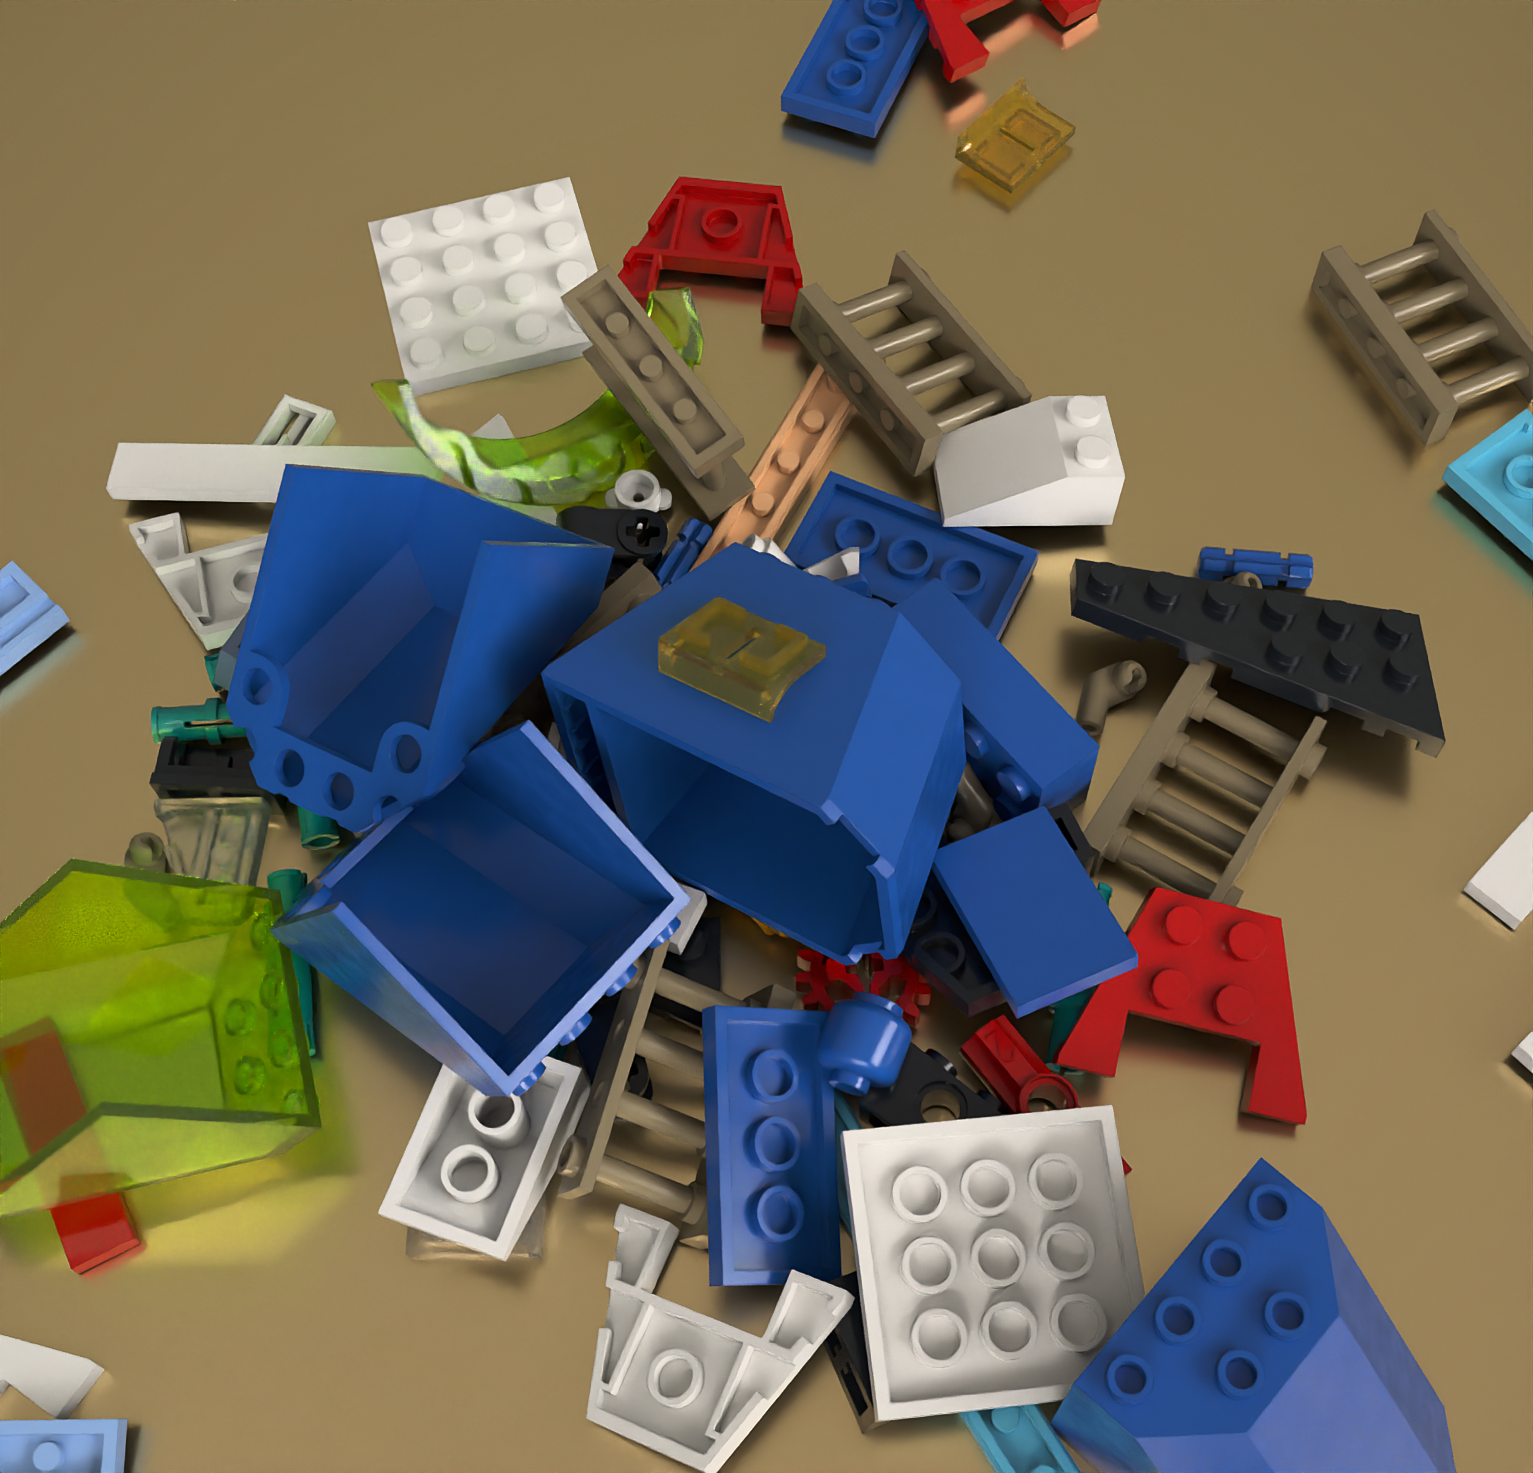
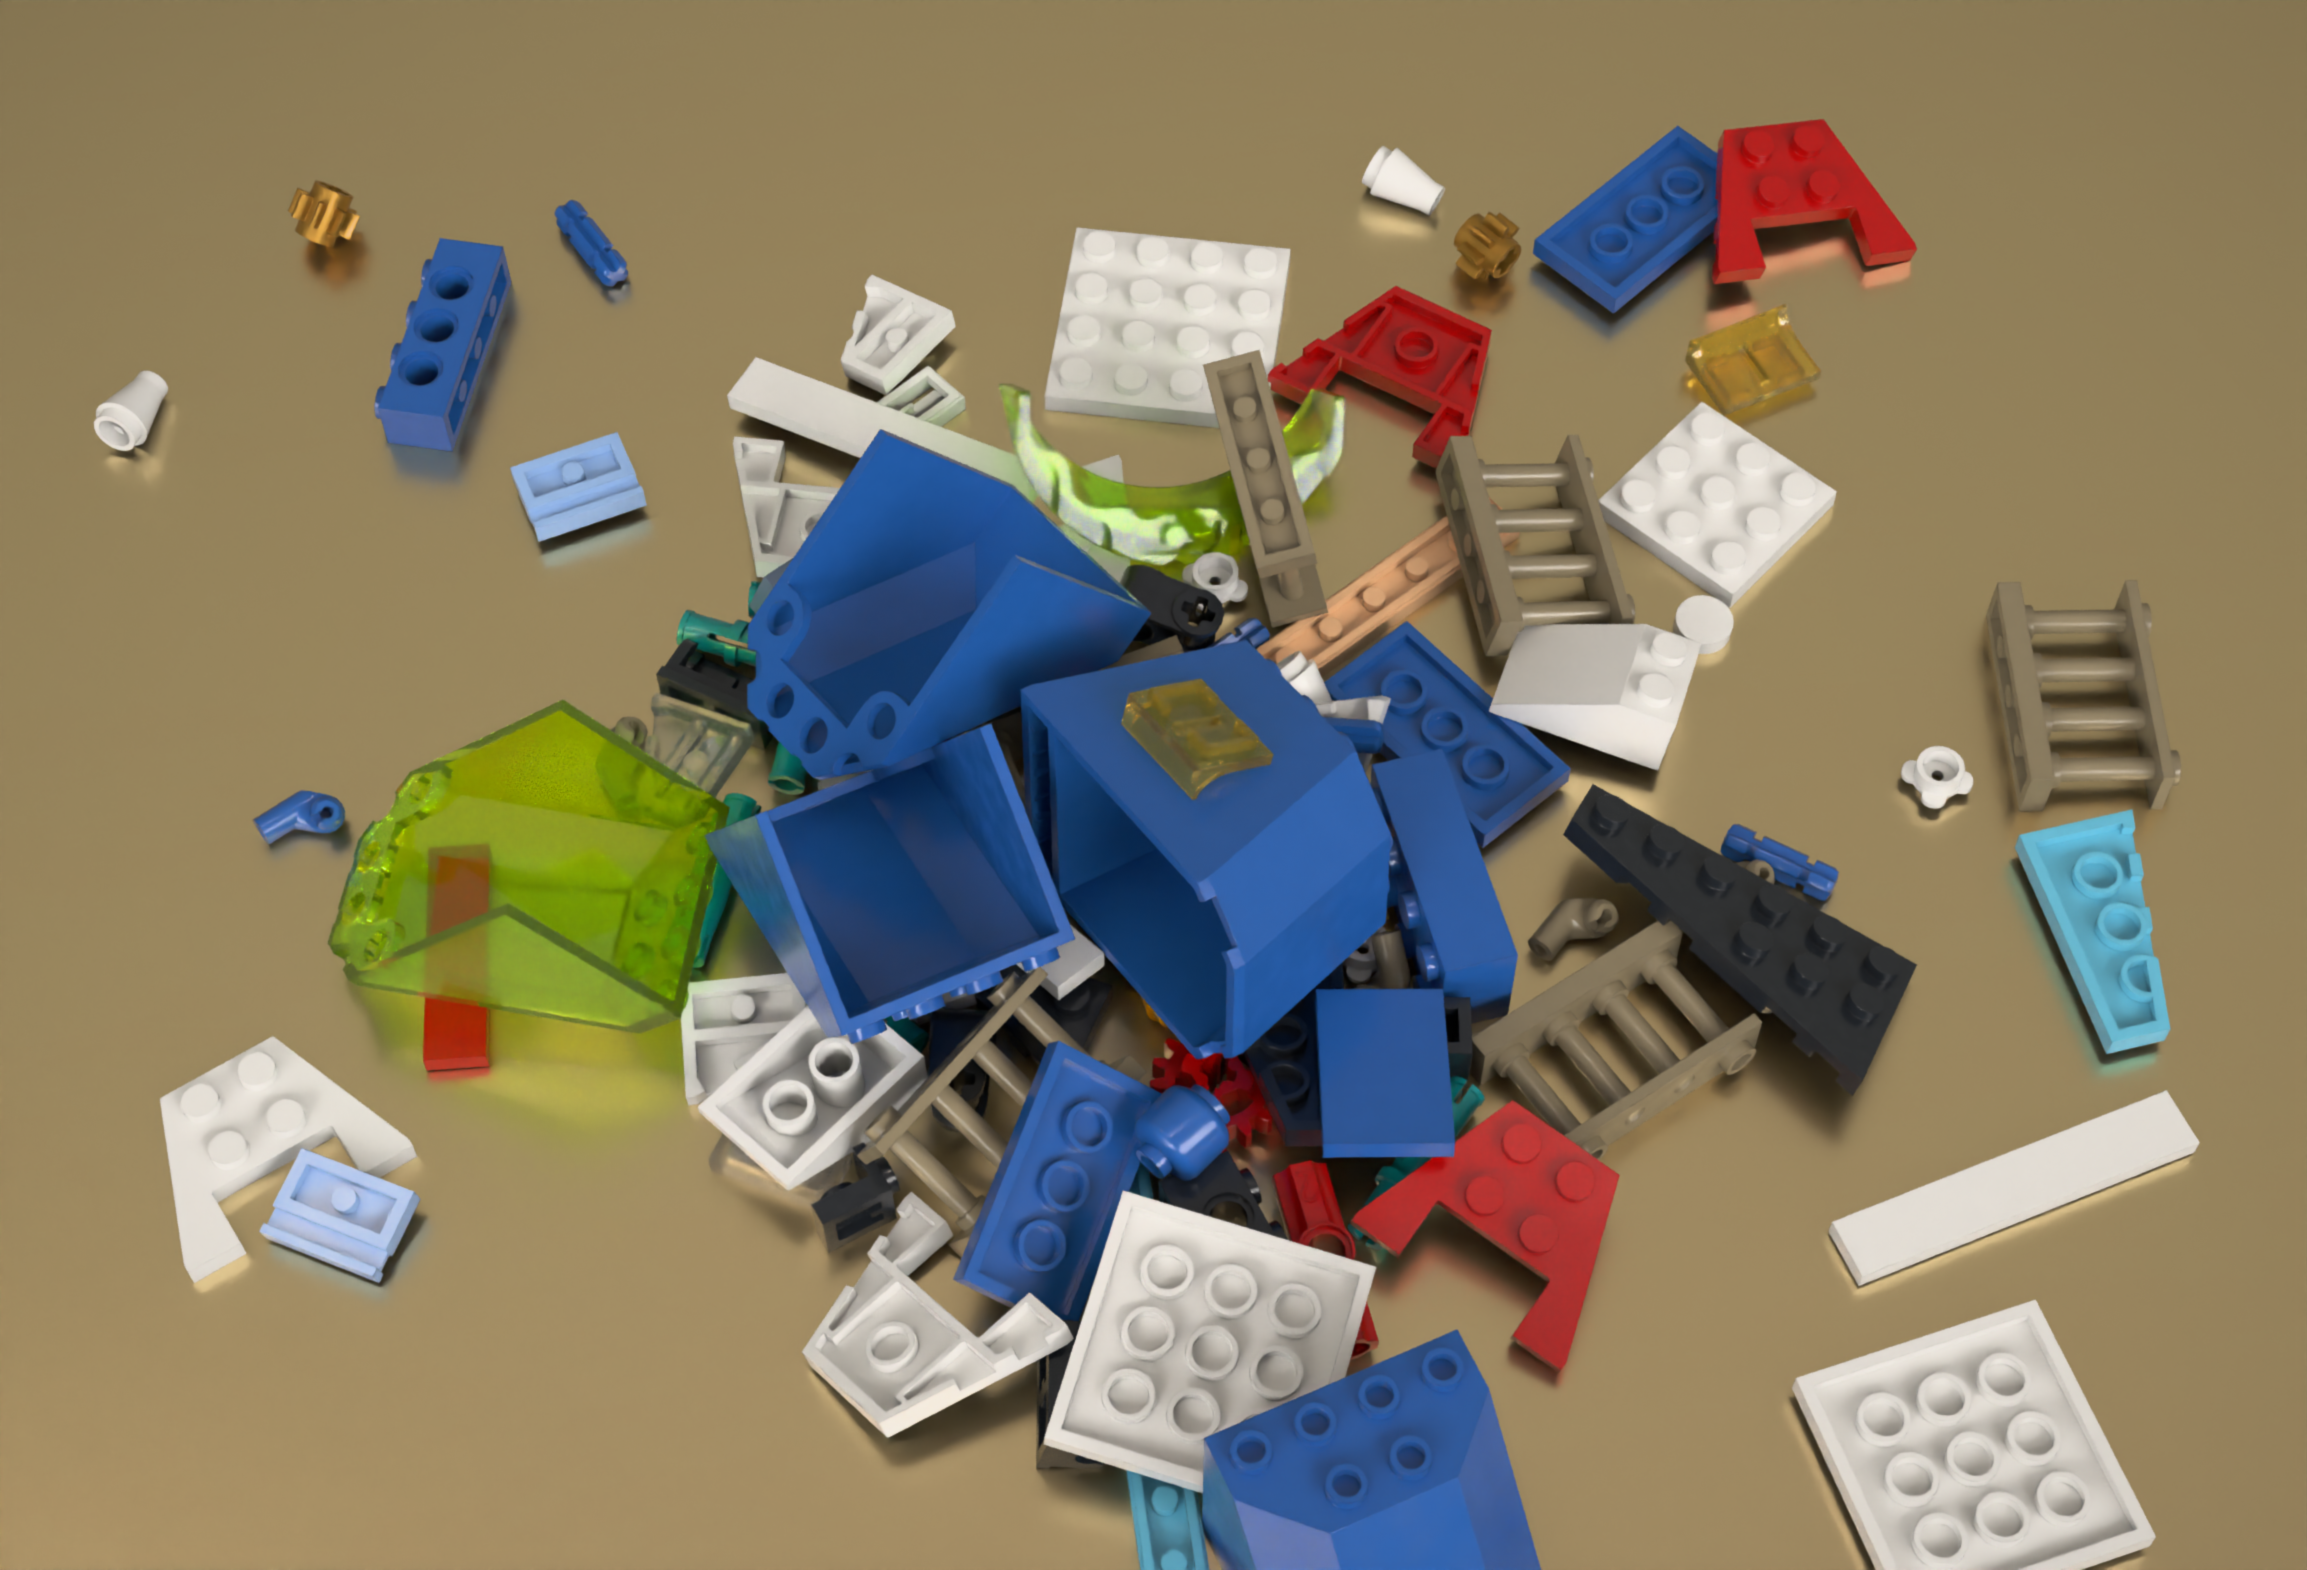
camera: 20 degrees right, 5 degrees down
(239, 377) = (892, 335): none -> white wing
(374, 1108) = (729, 1024): none -> white wing
(572, 1246) = (856, 1207): none -> black bracket
(640, 85) = (1400, 180): none -> white cone
(742, 115) = (1487, 245): none -> pearl gold gear
(1042, 271) = (1716, 504): none -> white plate
(1083, 375) = (1704, 621): none -> white tile
(1351, 428) = (1942, 763): none -> white plate

